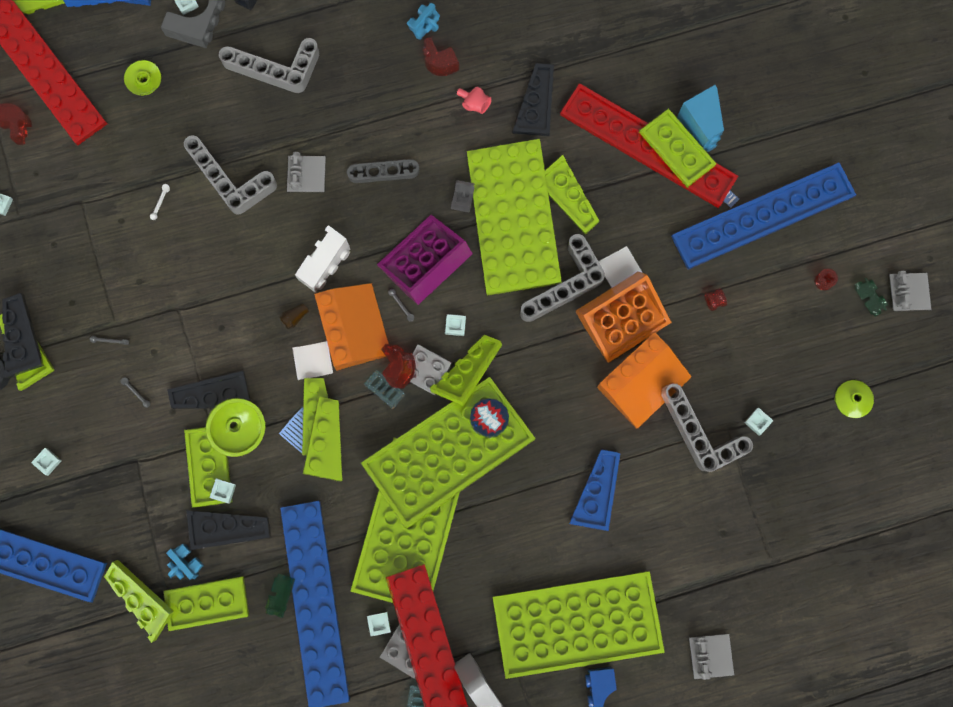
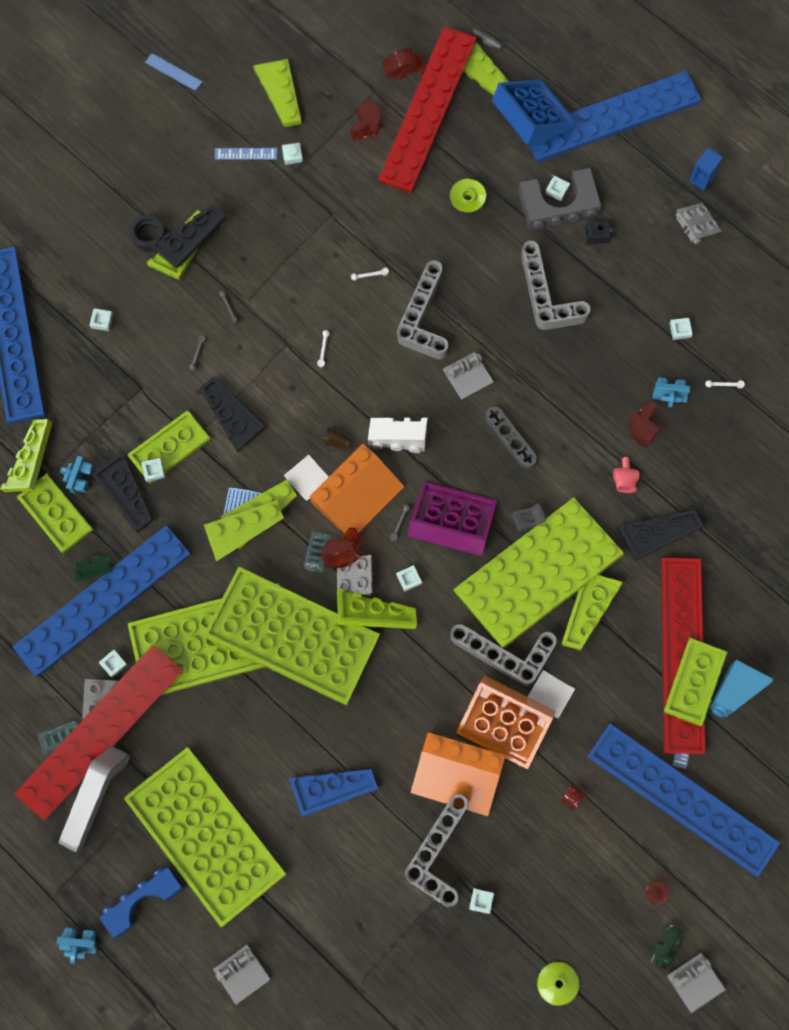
camera: 65 degrees right, 5 degrees down
(215, 290) = (321, 363): none -> white hinge
(246, 433) = (199, 448): lime dish -> none
(489, 418) = (341, 653): tile -> none

